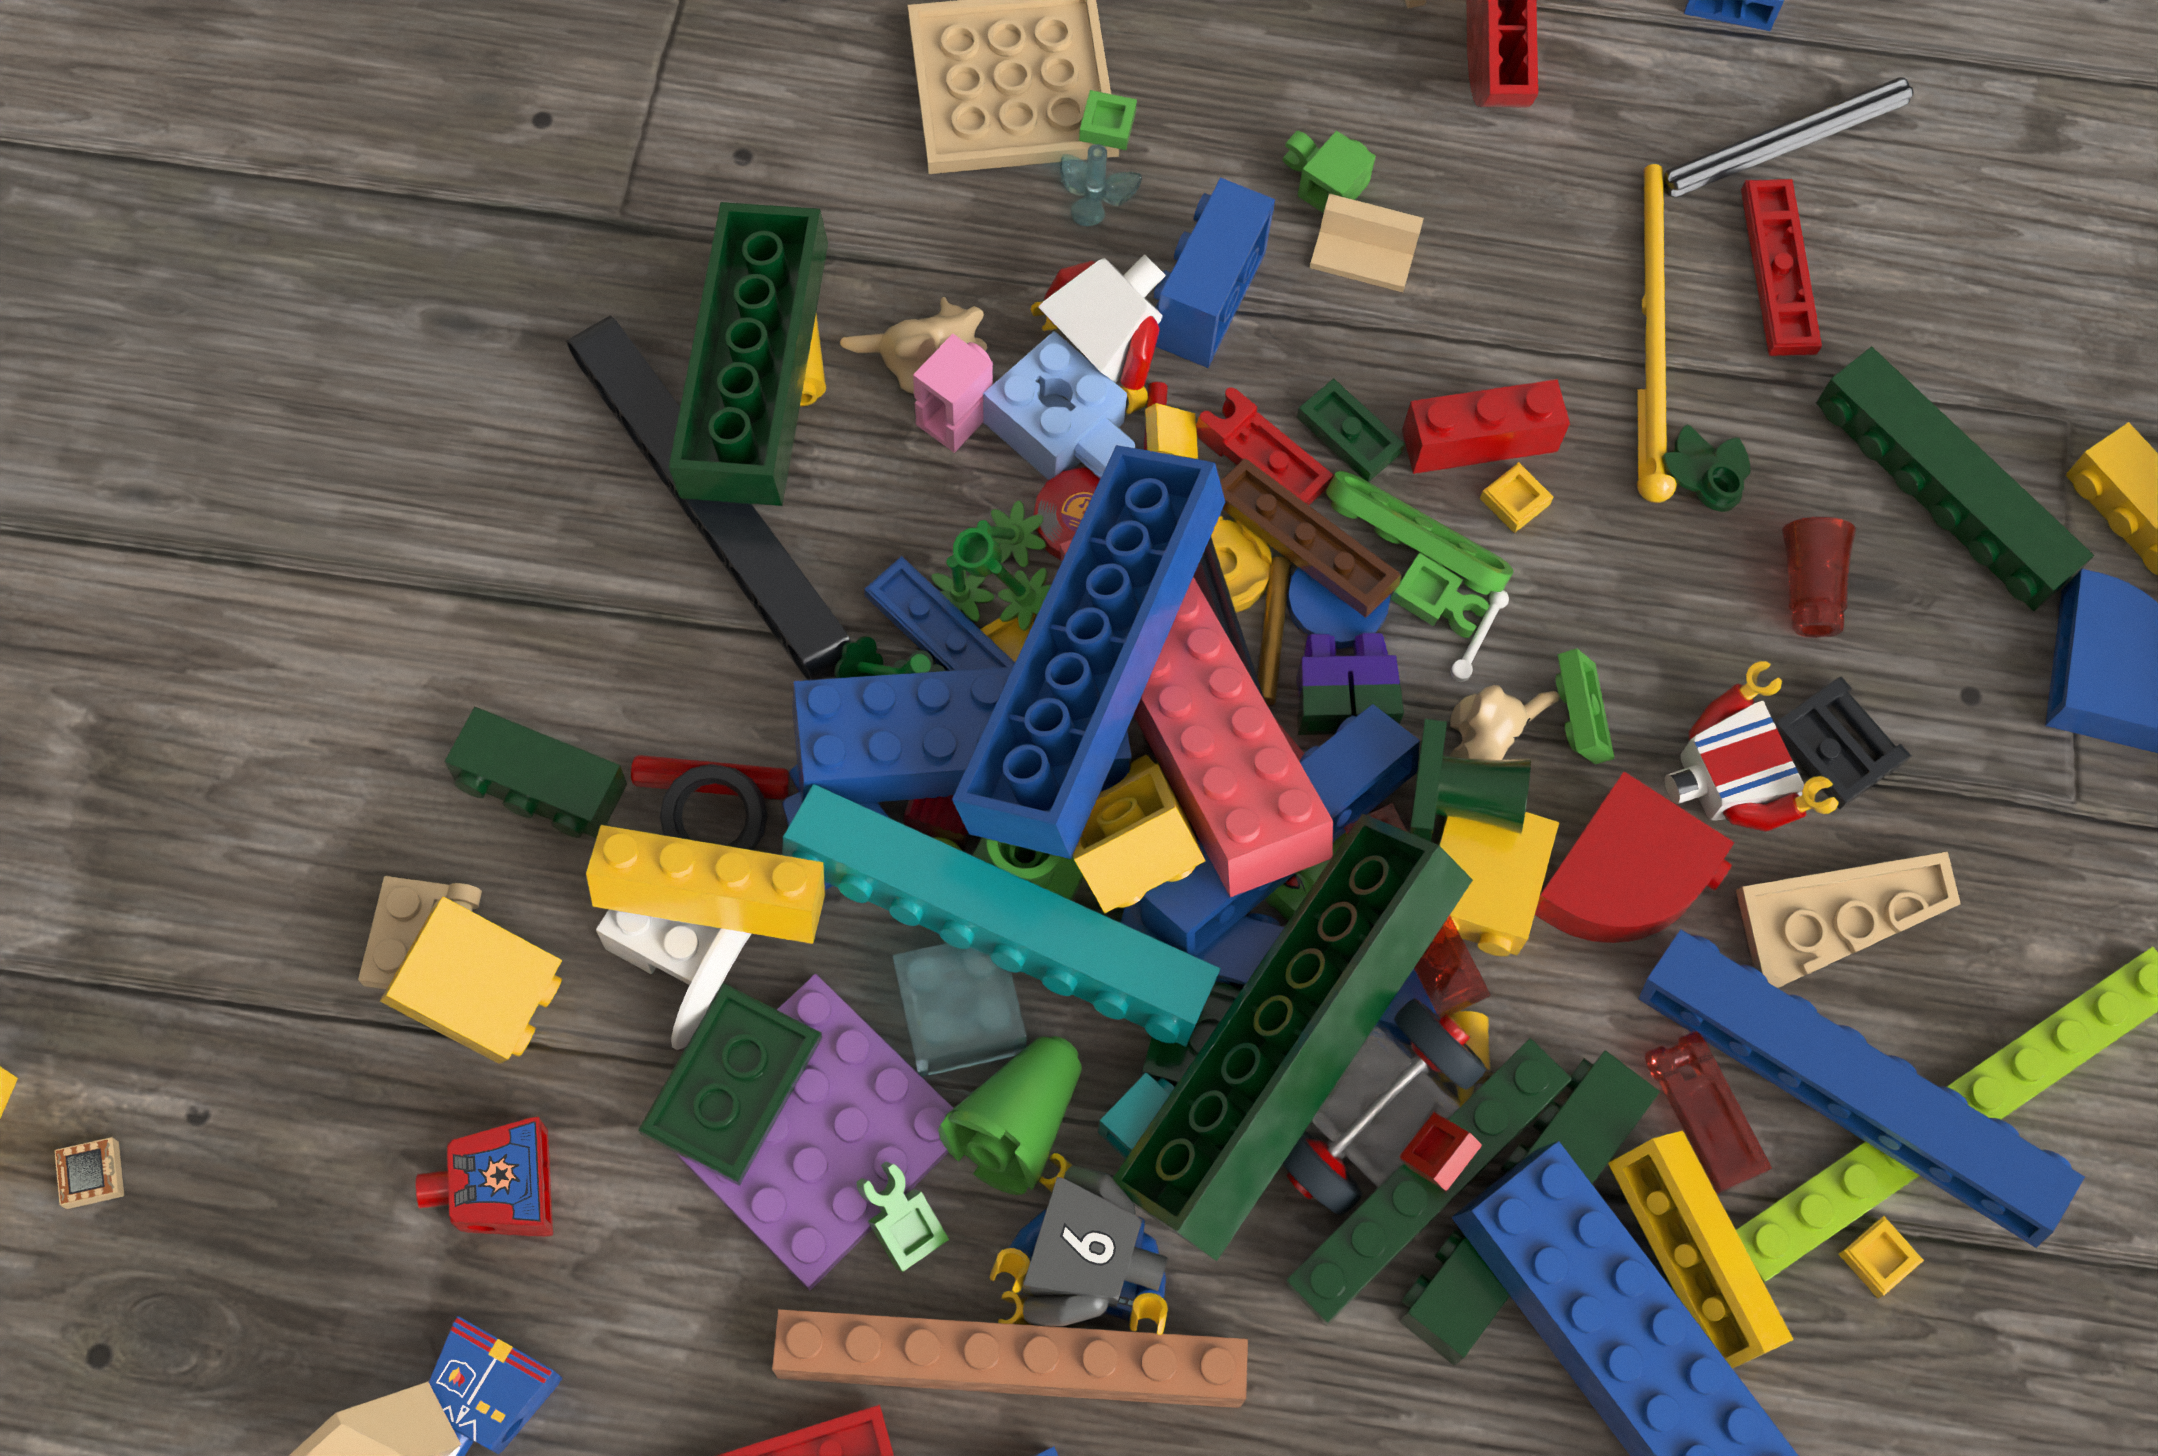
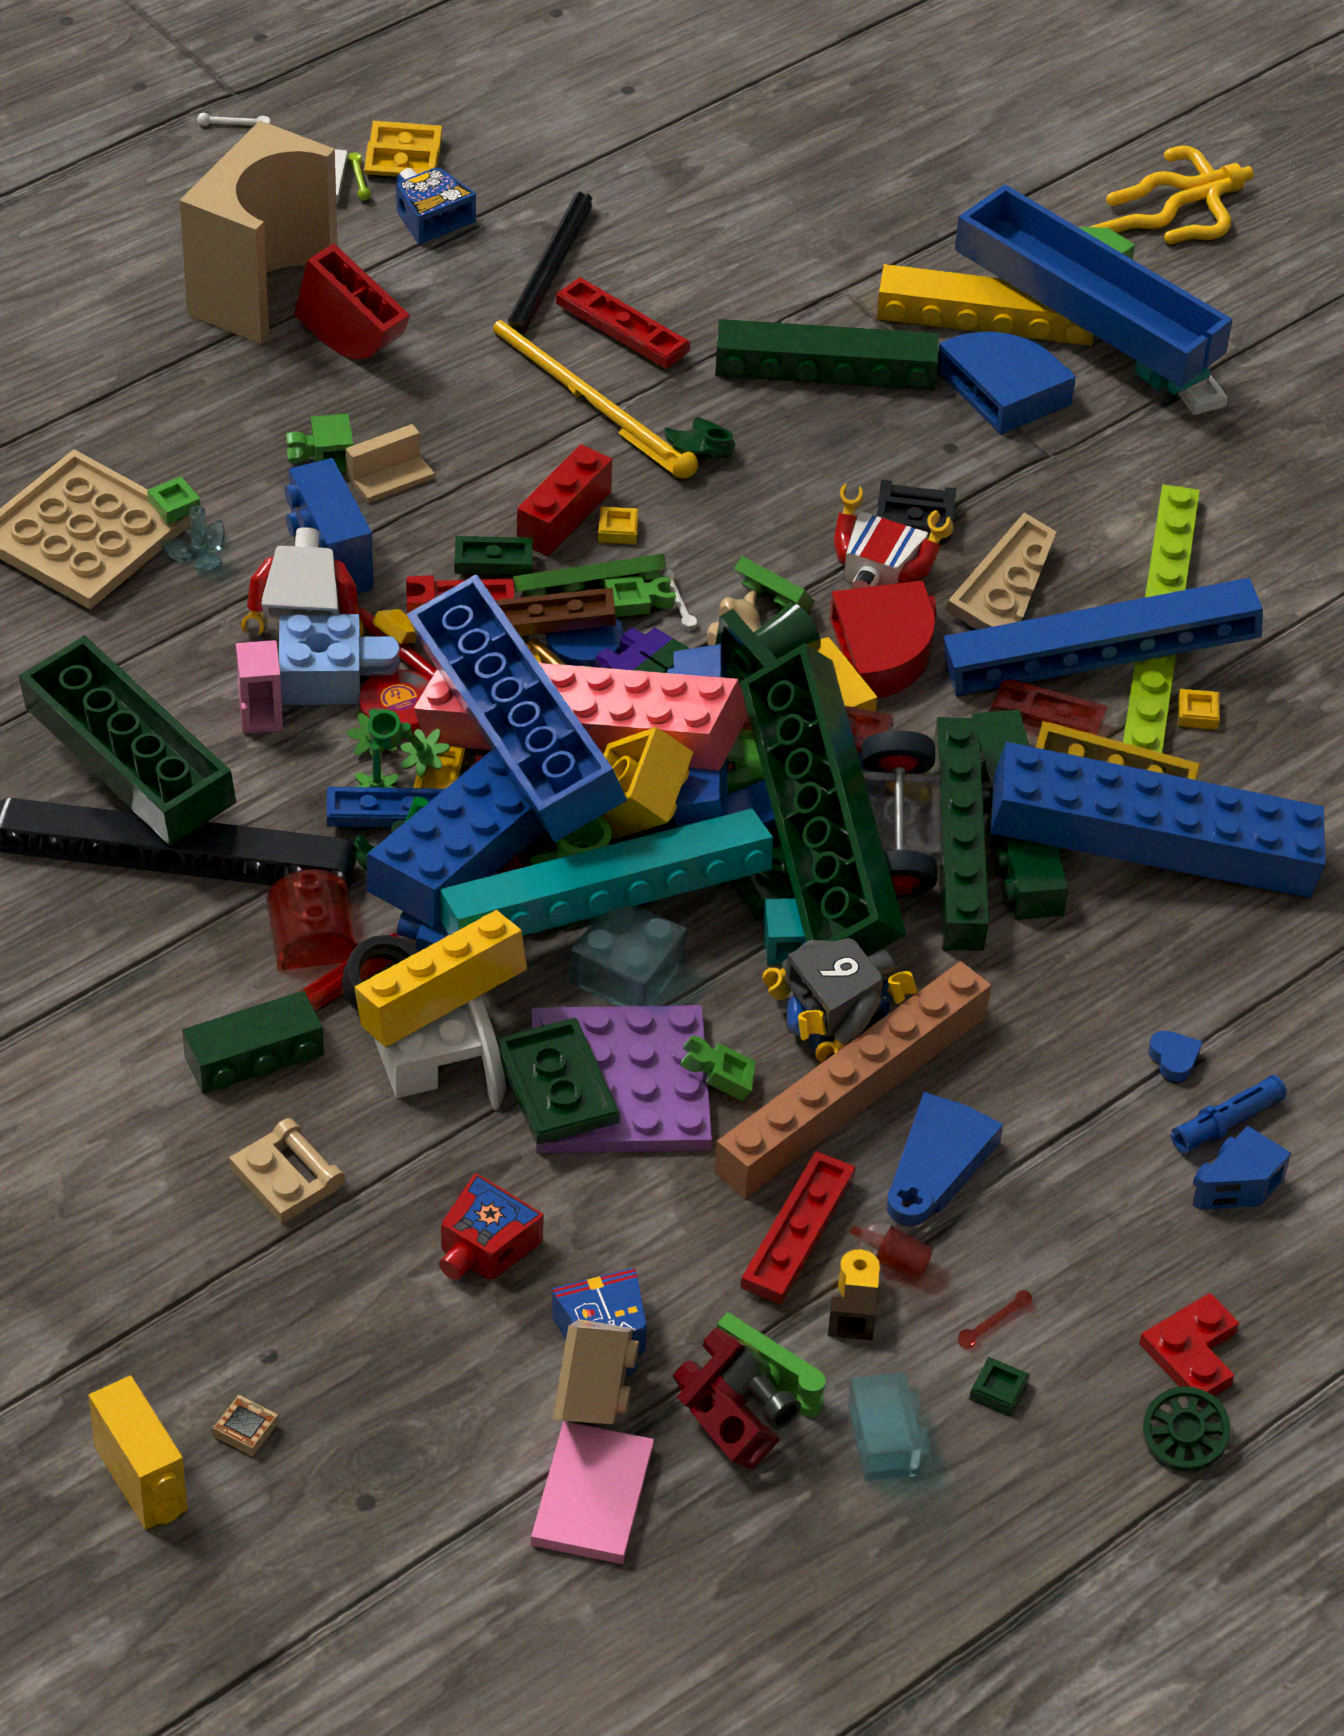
camera: 45 degrees left, 20 degrees down
(473, 982) = (353, 1149): yellow brick -> none
(734, 692) = (311, 920): none -> clear red brick
(914, 341) = (204, 686): tan animal -> none
(1015, 1116) = (725, 980): bright green cone -> none
(1440, 1151) = (957, 789): red plate -> none
(1818, 573) = (814, 441): clear red plant -> none

